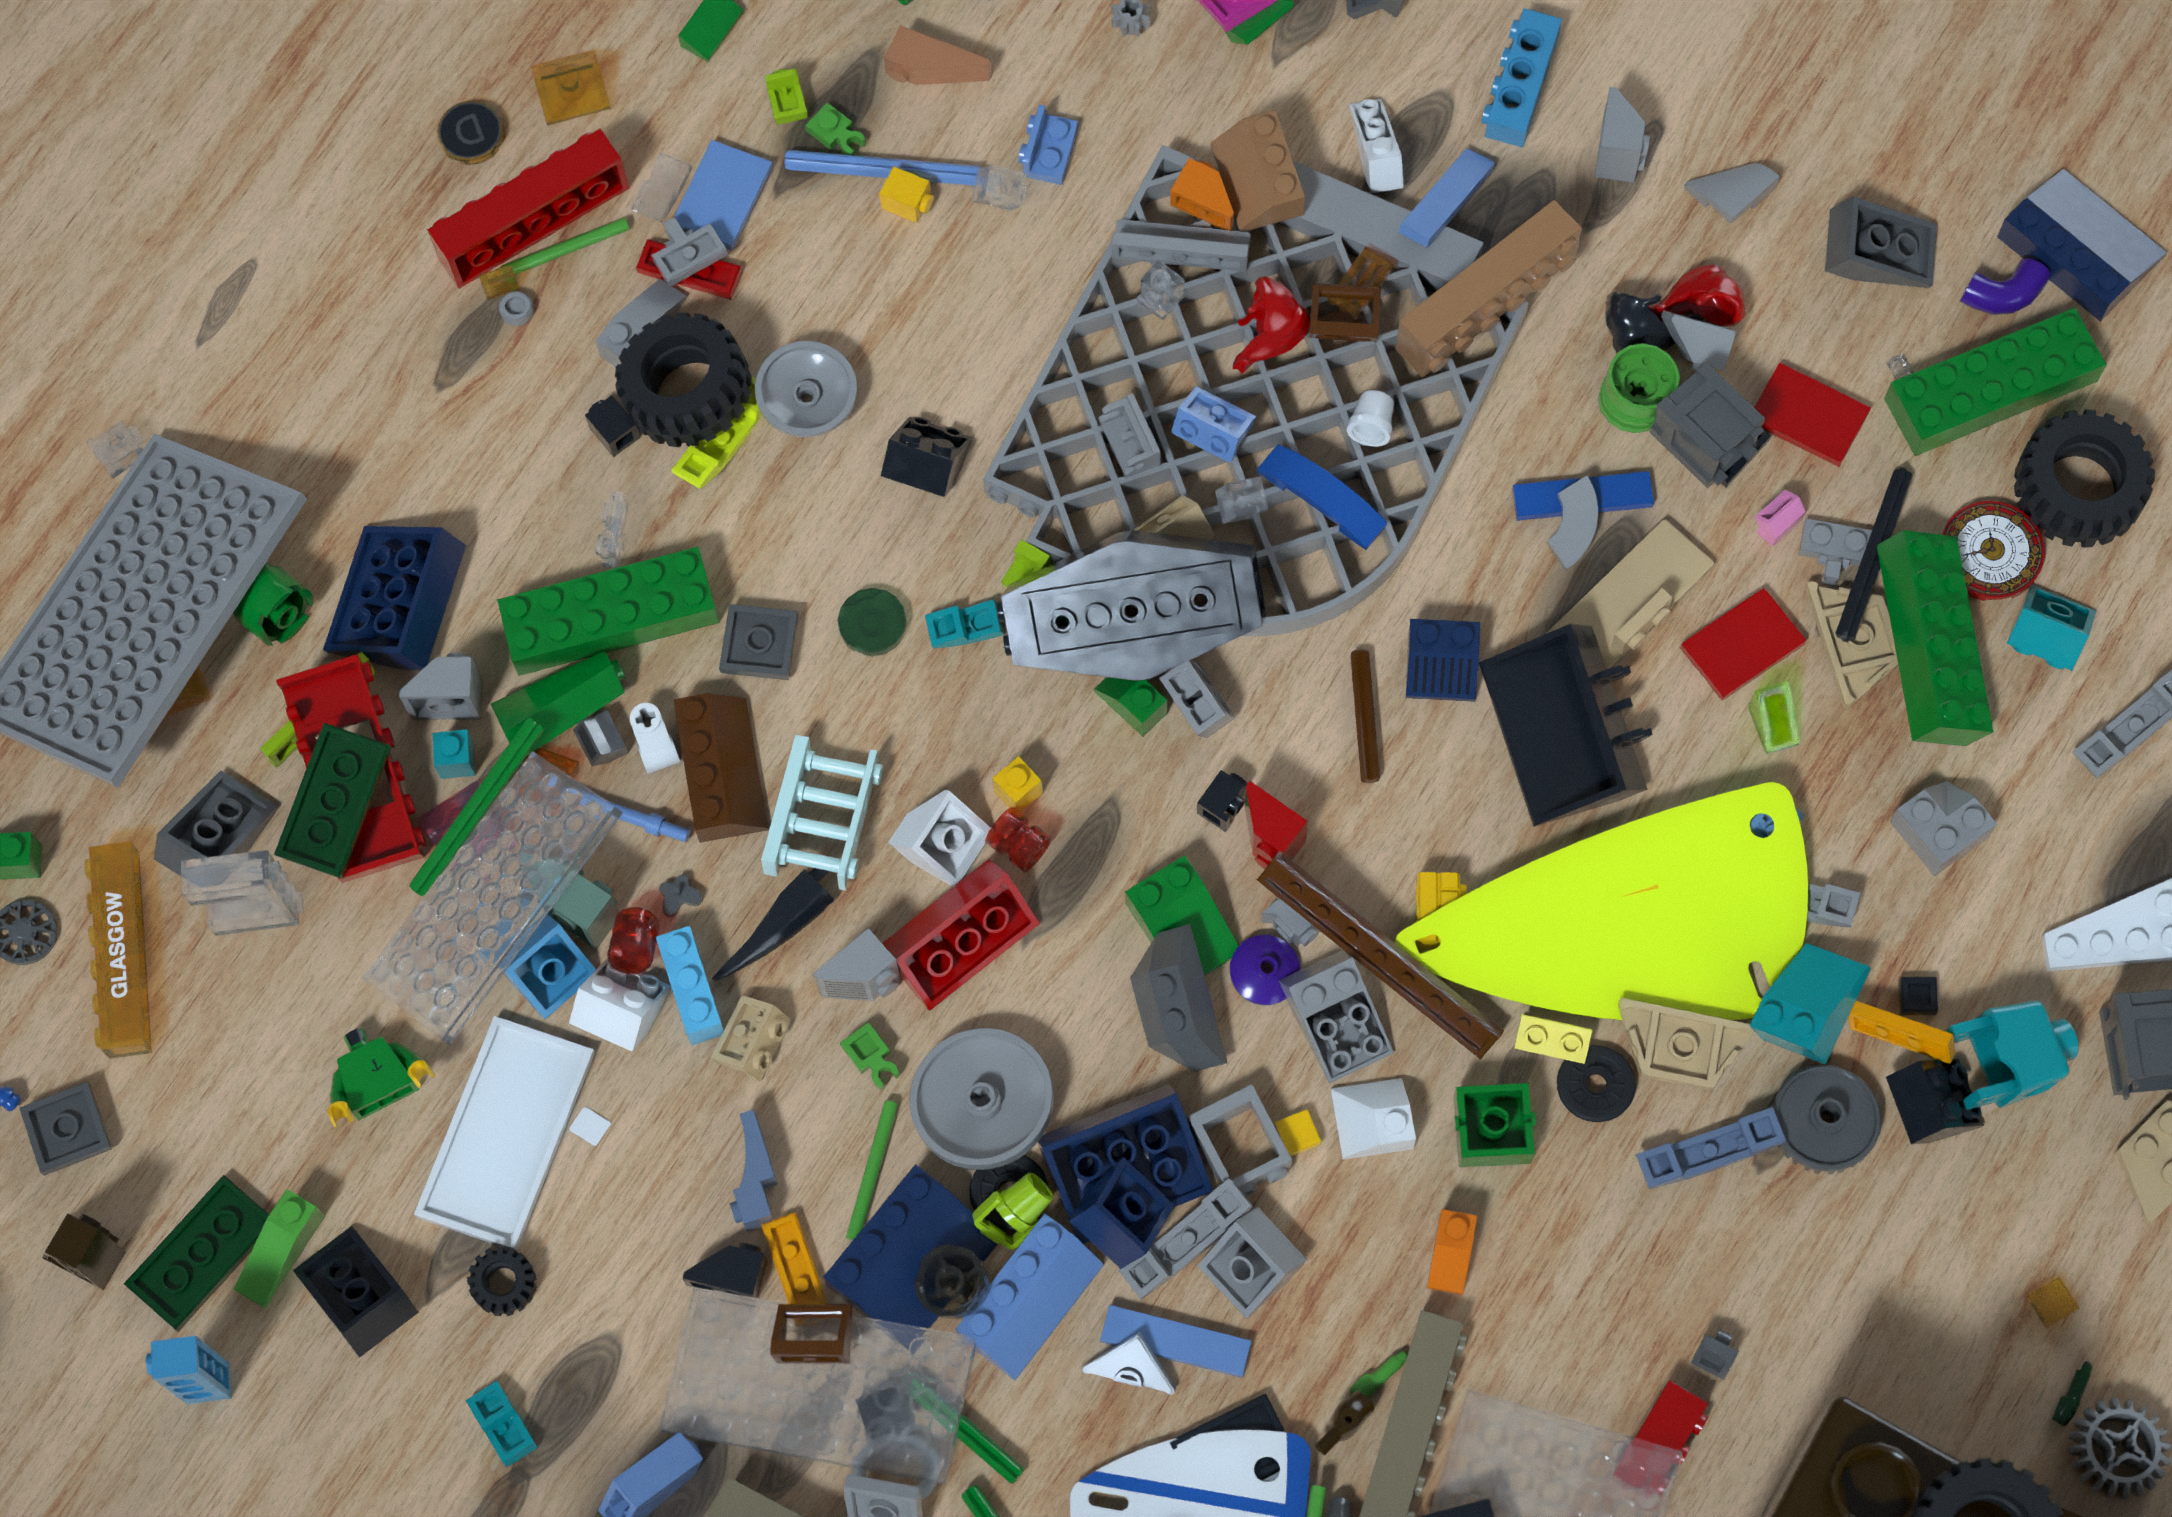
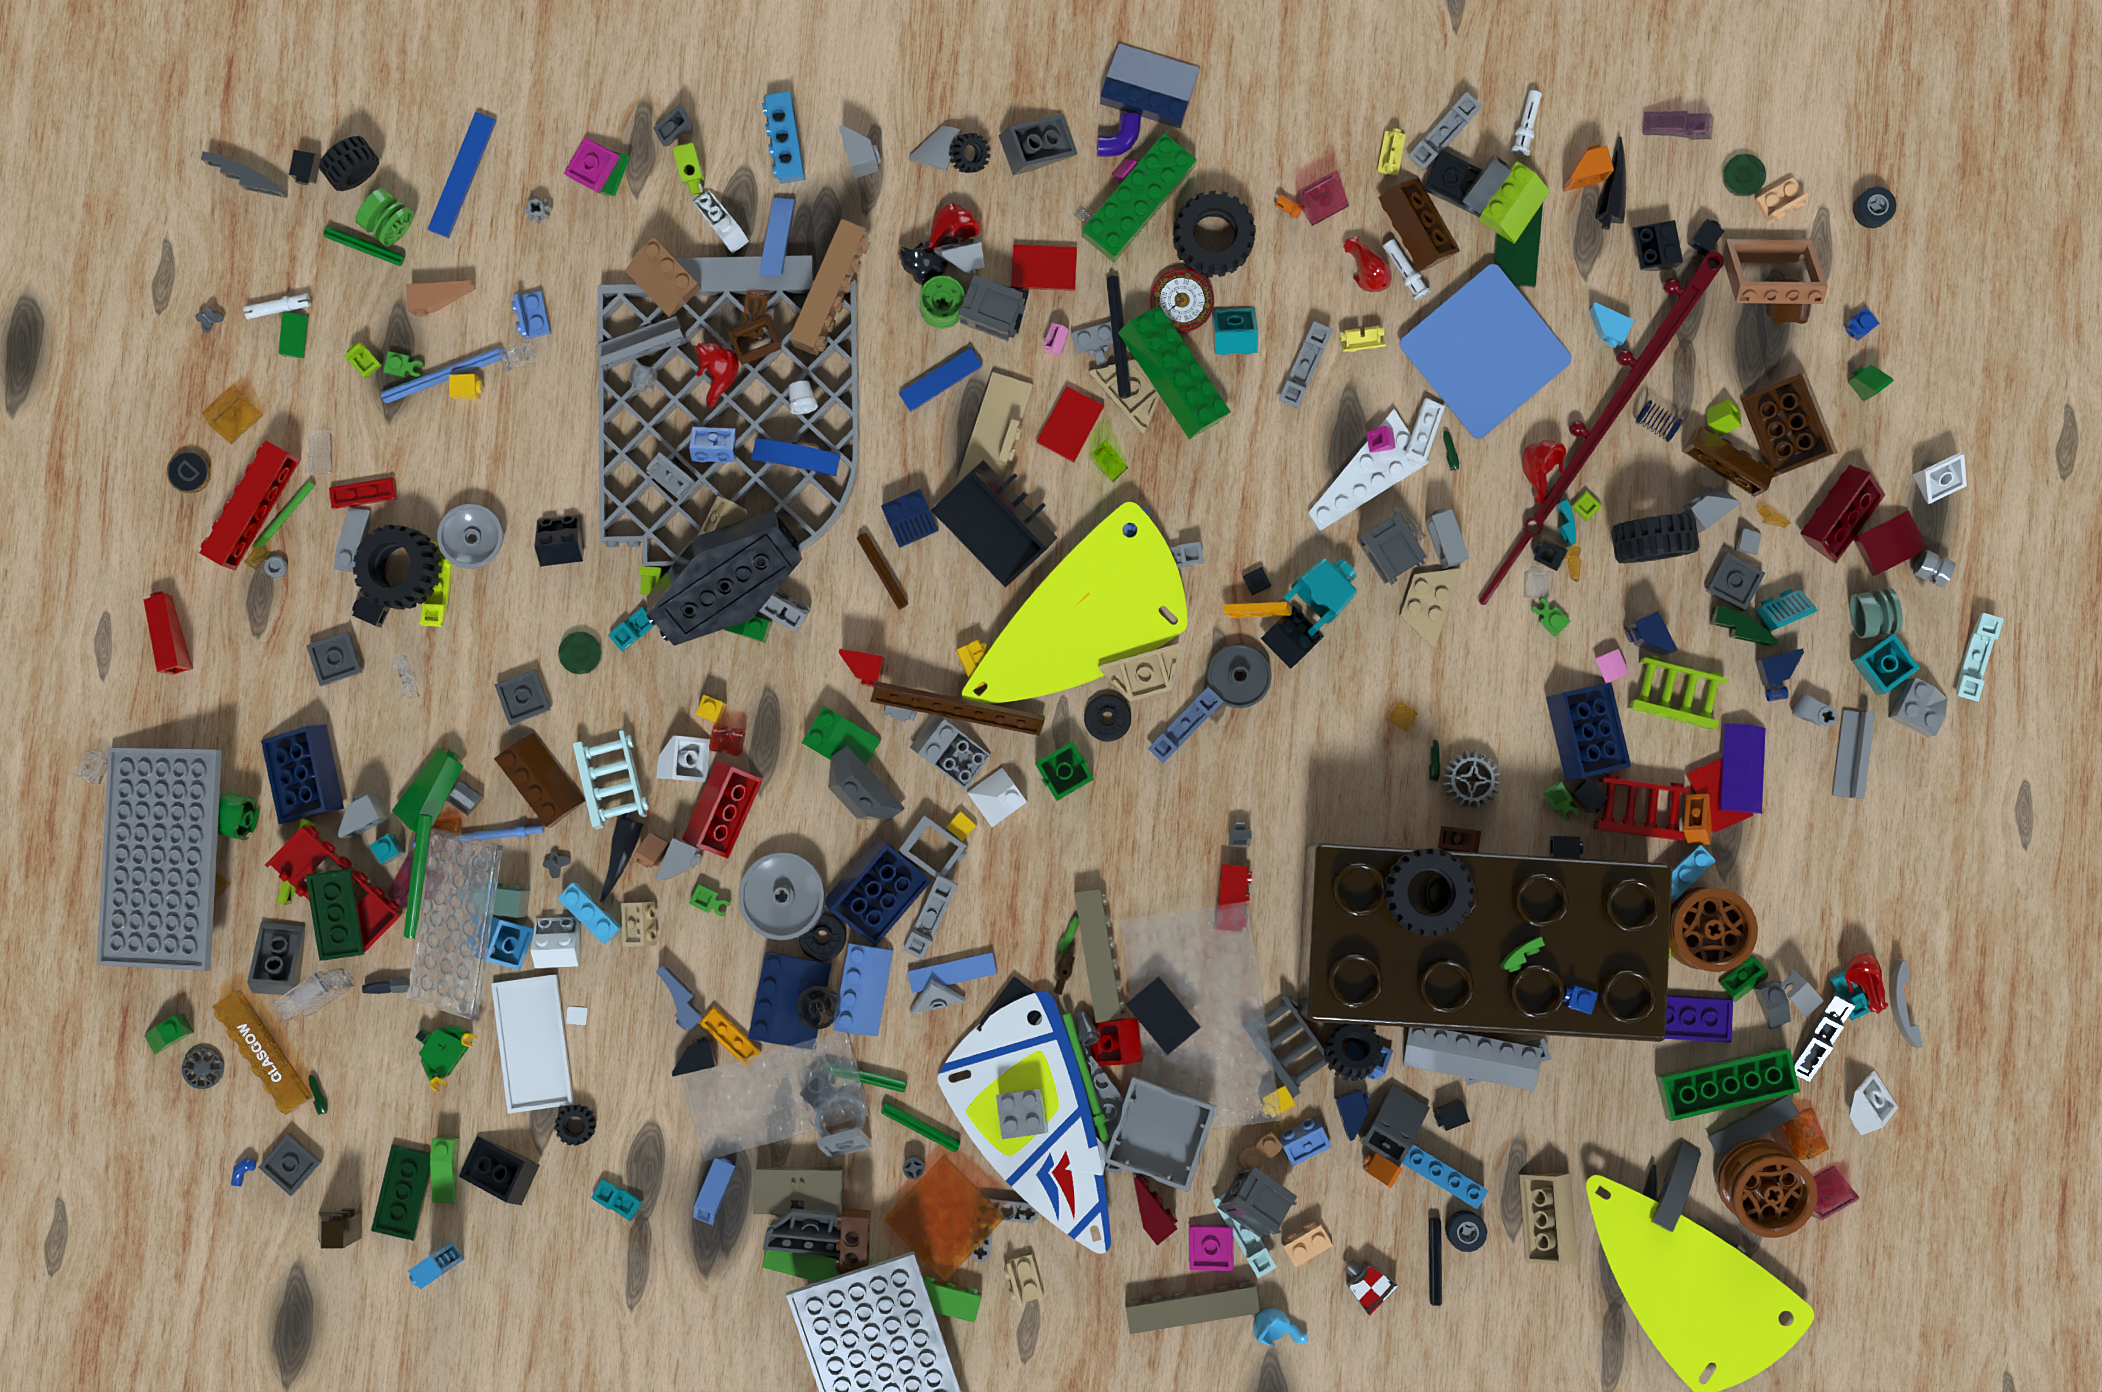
camera: 30 degrees left, 15 degrees up
(158, 1062) = (319, 1102): none -> dark green piece
(318, 324) = (166, 635): none -> red slope
(342, 946) = (396, 985): none -> piece
(527, 465) = (334, 659): none -> dark grey plate
(607, 611) = (428, 723): green brick -> none
(633, 940) = (545, 905): clear red wheel -> none
(654, 741) = (497, 786): white piece -> none
(687, 251) = (357, 486): light grey hinge -> none
(723, 192) = (357, 438): medium blue tile -> none
(812, 1351) = (778, 1074): reddish brown tile -> none
(824, 937) = (651, 850): none -> nougat slope
(872, 1169) = (743, 965): bright green bar -> none
(1018, 1206) = (832, 947): lime piece -> none
(1122, 1214) = (890, 921): dark blue slope -> none
(1202, 194) = (636, 306): orange slope -> none
(1222, 799) = (828, 659): black brick -> none
(1241, 500) = (752, 485): clear brick -> none
(1251, 980) = (887, 744): dark purple dish -> none
(1252, 1262) = (972, 910): light grey slope -> none
(1371, 52) = (687, 158): none -> lime torso
(1451, 1251) = (1075, 851): orange slope -> none
(1553, 1038) = (1073, 706): light yellow hinge -> none
(1577, 523) = (945, 398): light grey tile -> none
(1794, 211) = (980, 153): none -> black tyre
(1810, 1002) = (1201, 616): teal slope -> none
(1943, 825) = (1226, 477): light grey slope -> none
(1990, 335) = (1124, 169): none -> dark pink slope

